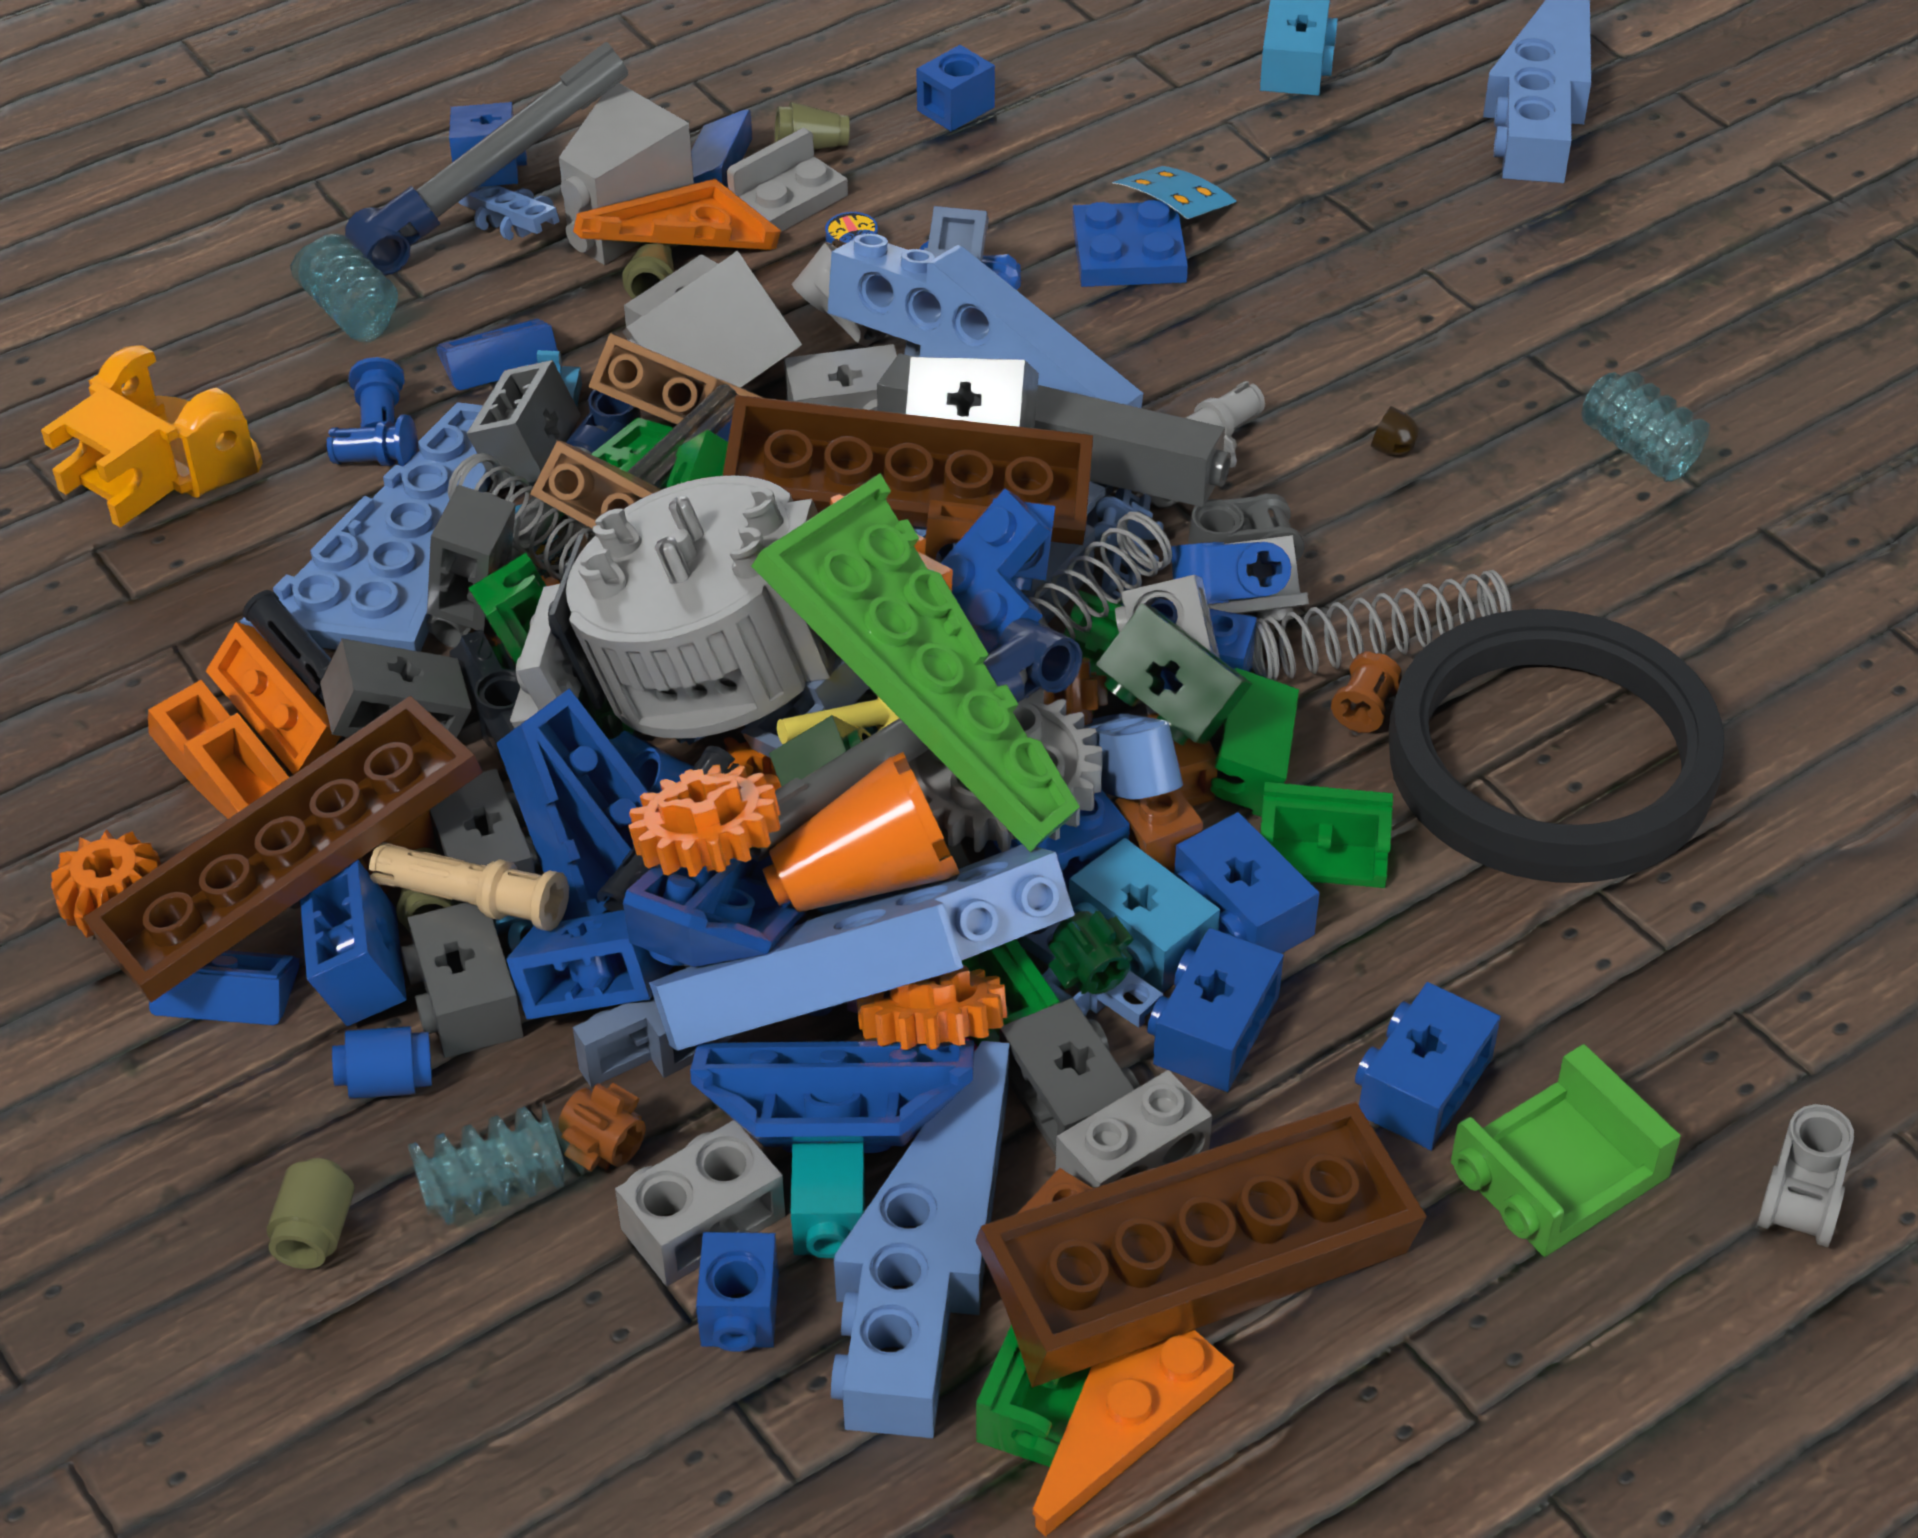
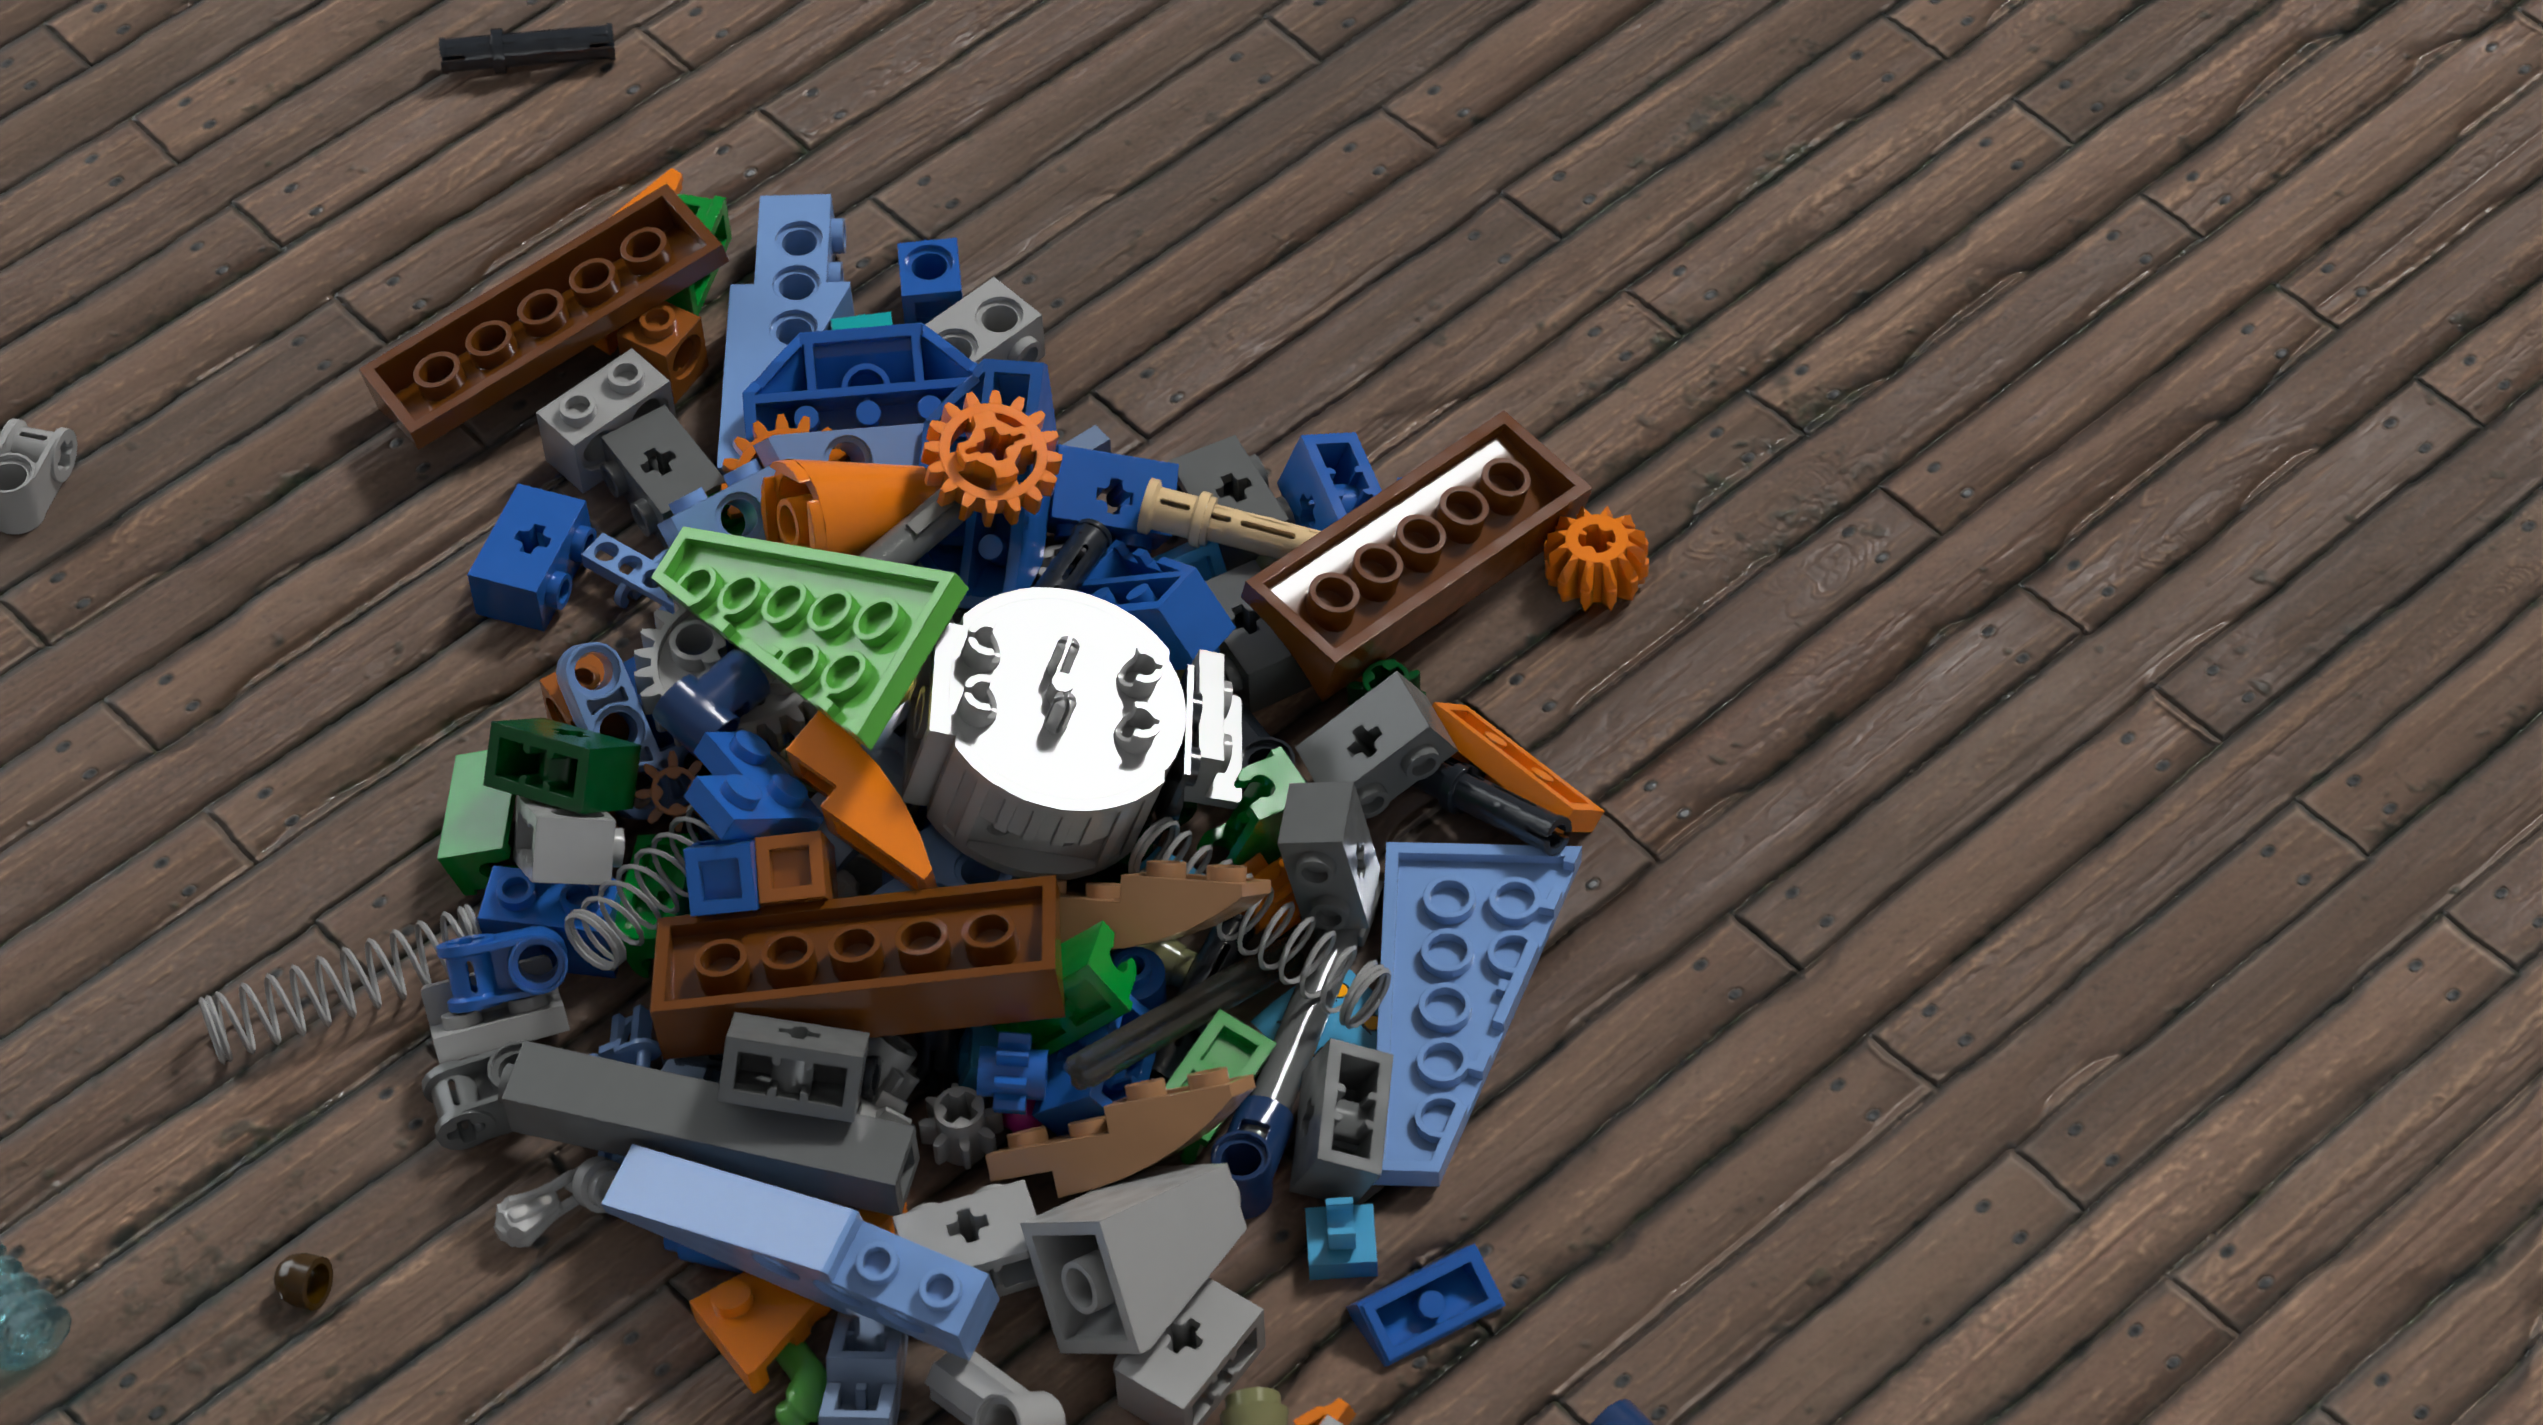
camera: 175 degrees right, 5 degrees up
(146, 444) = (1782, 1087): light orange piece -> none
(214, 749) = (1538, 699): orange slope -> none
(309, 1213) = (1302, 304): olive brick -> none
(346, 286) = (1638, 1351): clear light blue piece -> none
(376, 389) = (1544, 1191): blue pin -> none
(379, 443) = (1521, 1116): blue pin -> none
(382, 1062) = (1276, 428): blue brick -> none
(488, 1164) = (1159, 344): clear light blue piece -> none
(601, 1126) = (1076, 390): dark orange gear -> none
(1090, 952) = (636, 536): dark green gear -> none
(1150, 903) = (586, 611): dark azure brick -> none
(1231, 408) = (520, 1271): light grey pin -> none
(1250, 883) = (494, 663): blue brick -> none
(1330, 832) = (413, 752): green hinge -> none
(1367, 692) = (366, 908): dark orange bush -> none
(1426, 1064) = (342, 528): blue brick -> none
(1542, 848) = (138, 761): black tyre -> none
(1567, 1154) = (237, 476): bright green panel -> none

